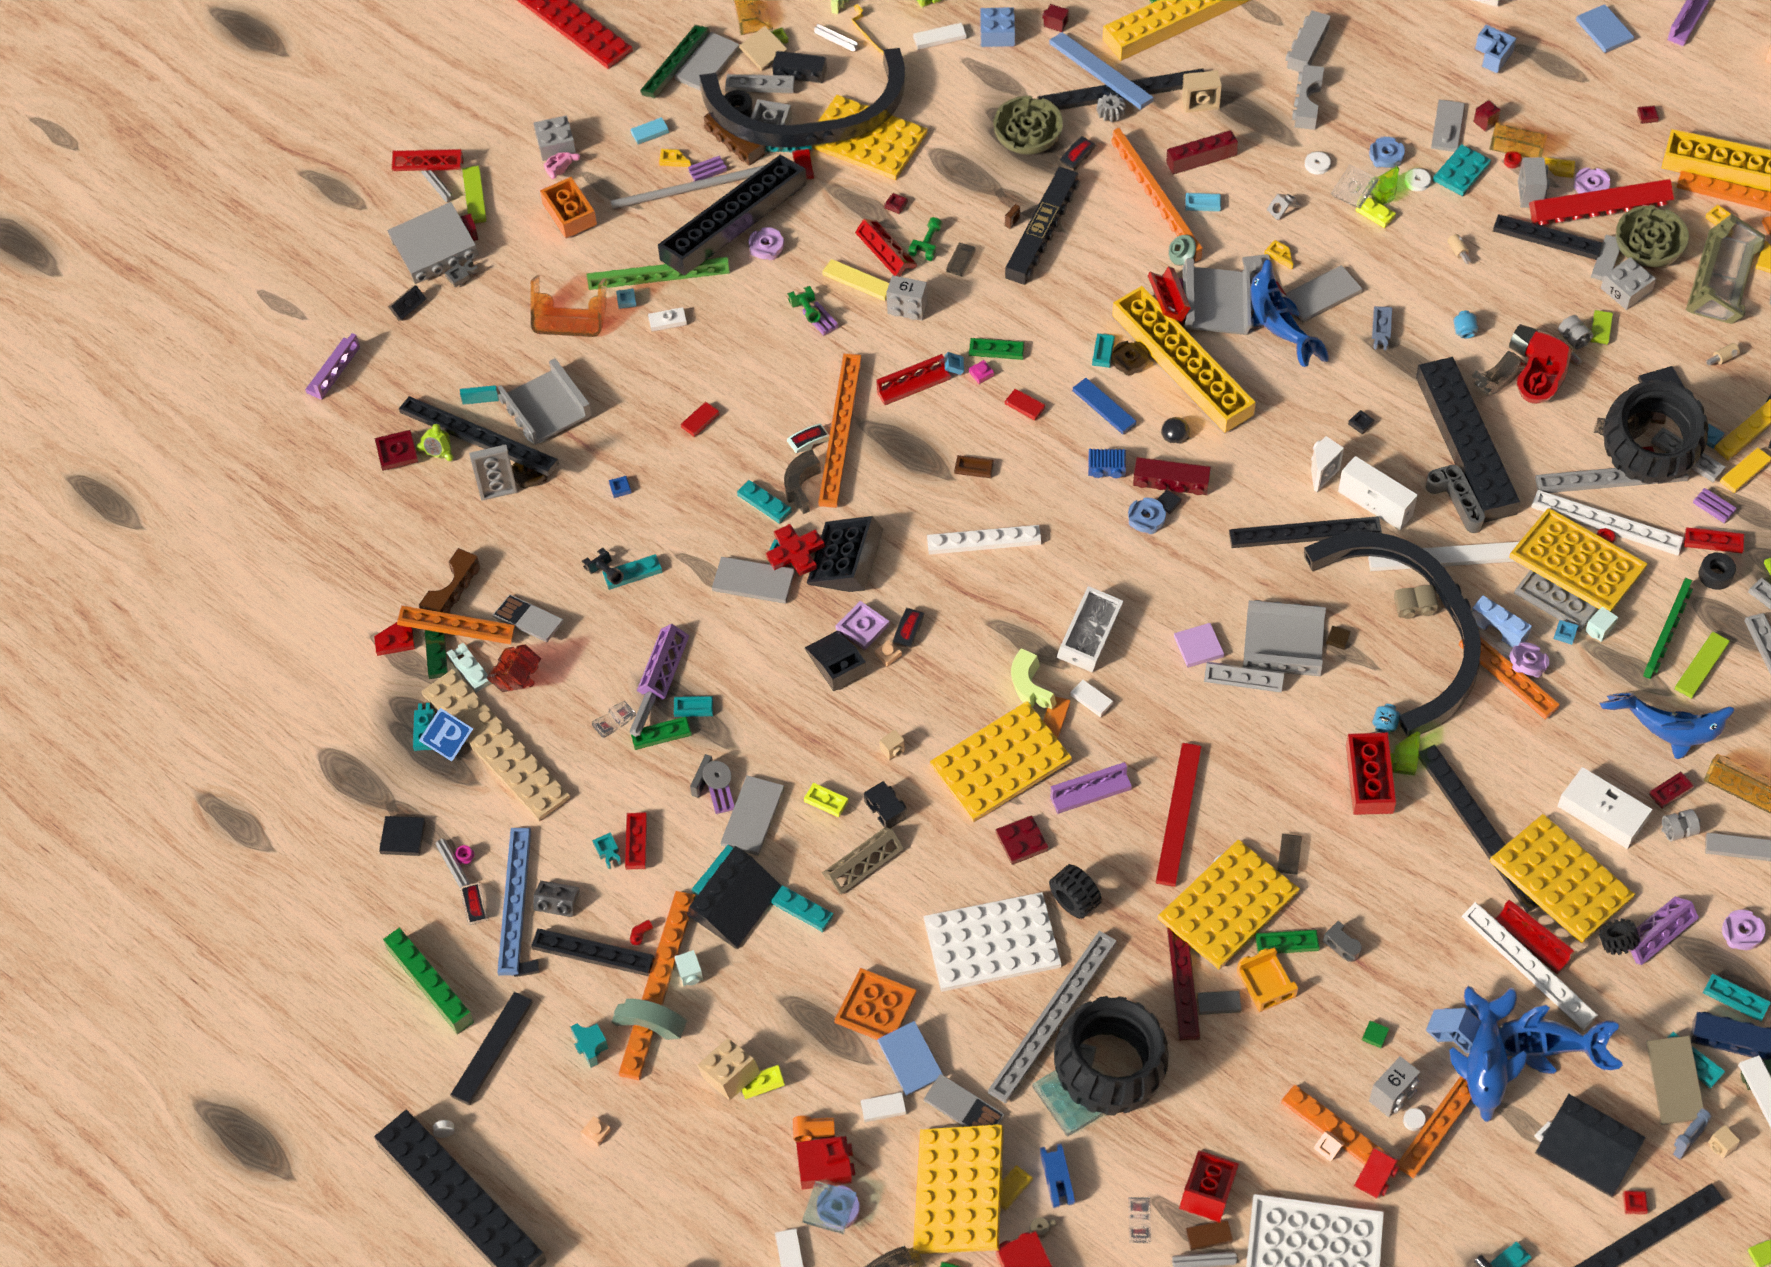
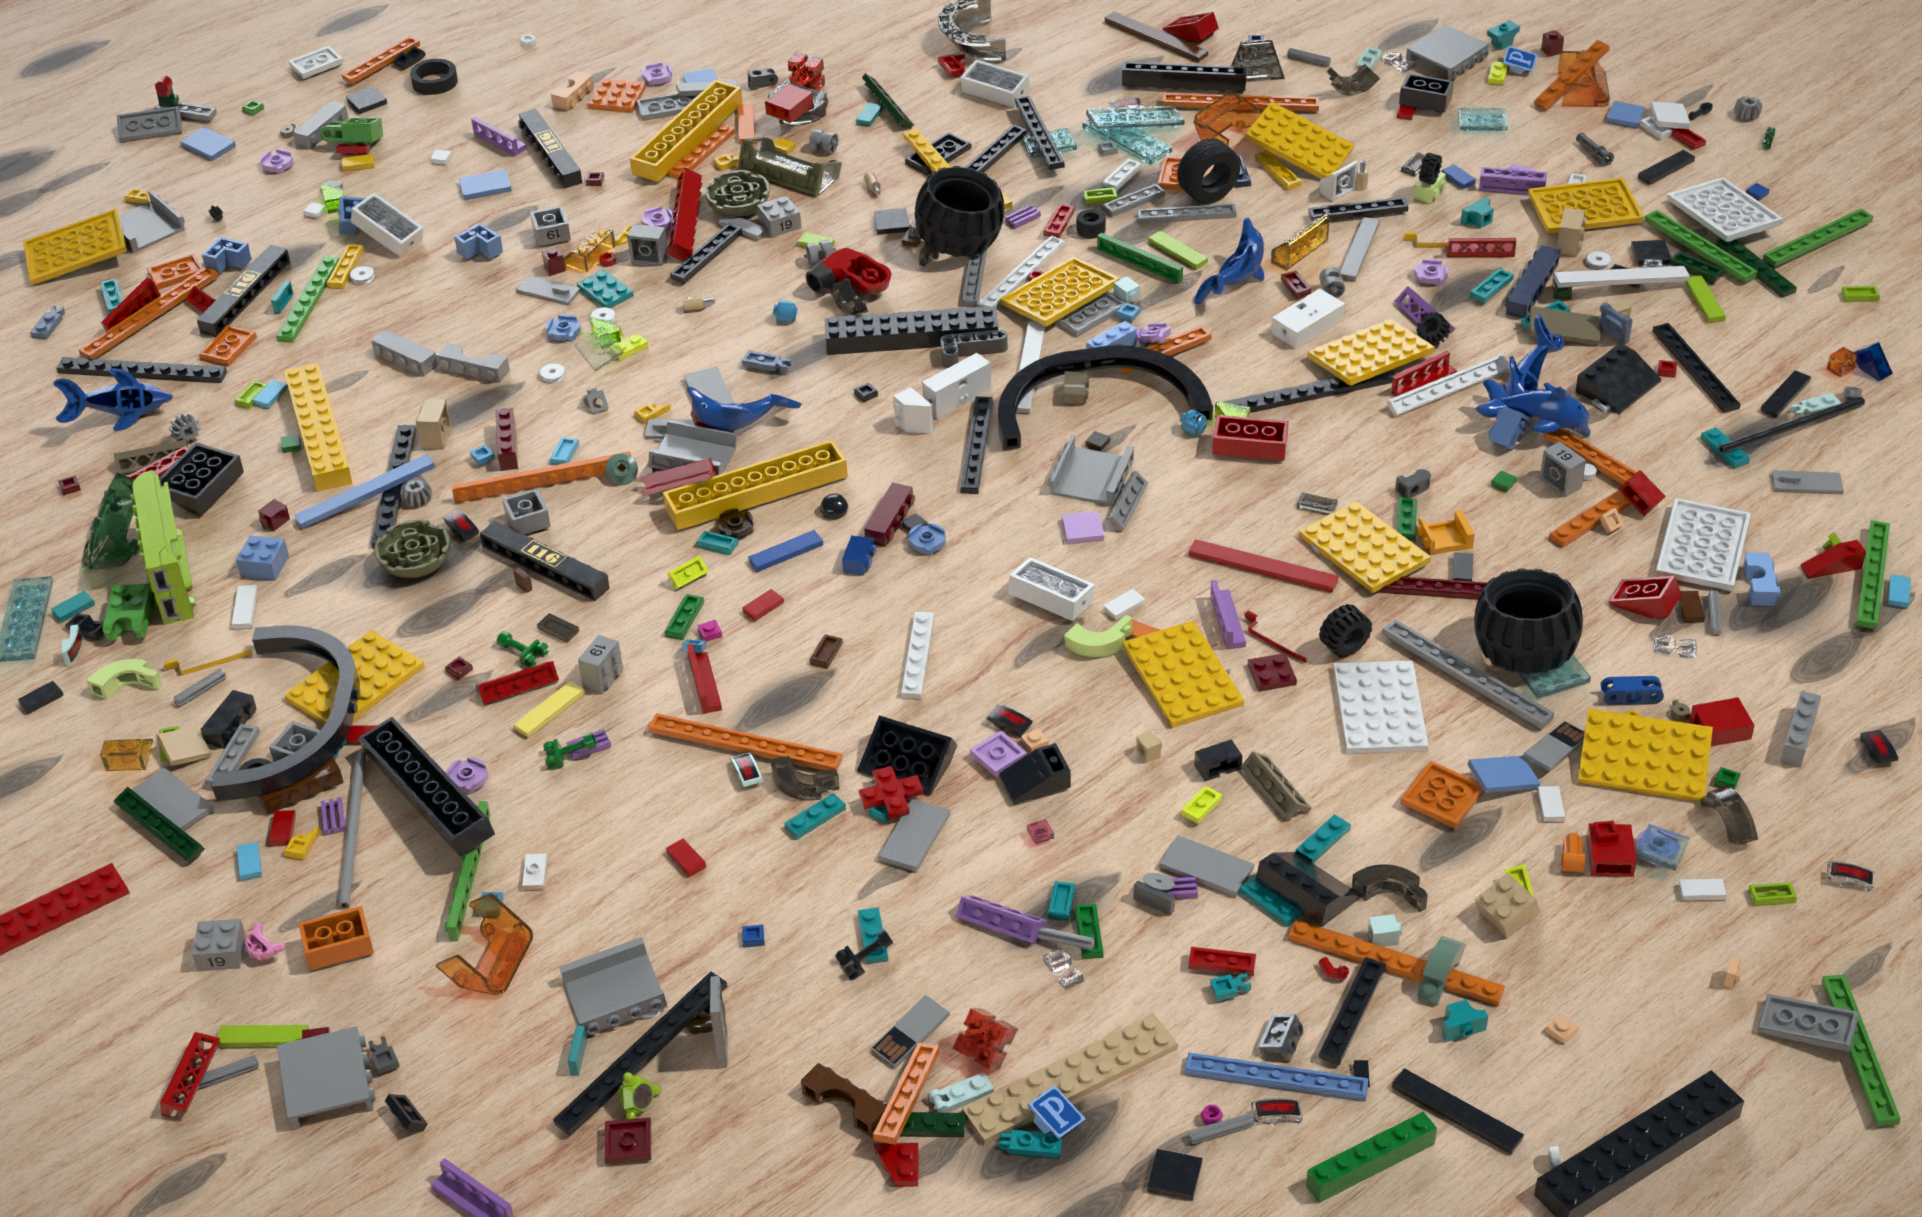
camera: 80 degrees left, 15 degrees down
(689, 140) = (282, 827): none -> red tile
(750, 954) = (1390, 879): none -> clear smoke arch
(770, 675) = (1040, 831): none -> clear pink plate
(1051, 335) = (687, 572): none -> neon yellow plate
(1094, 816) = (1252, 617): none -> red piece
(1098, 193) = (526, 512): none -> light grey brick
(1176, 139) = (482, 454): none -> dark azure plate
(1541, 96) = (550, 225): none -> light grey brick
(1682, 62) = (550, 148): none -> brick

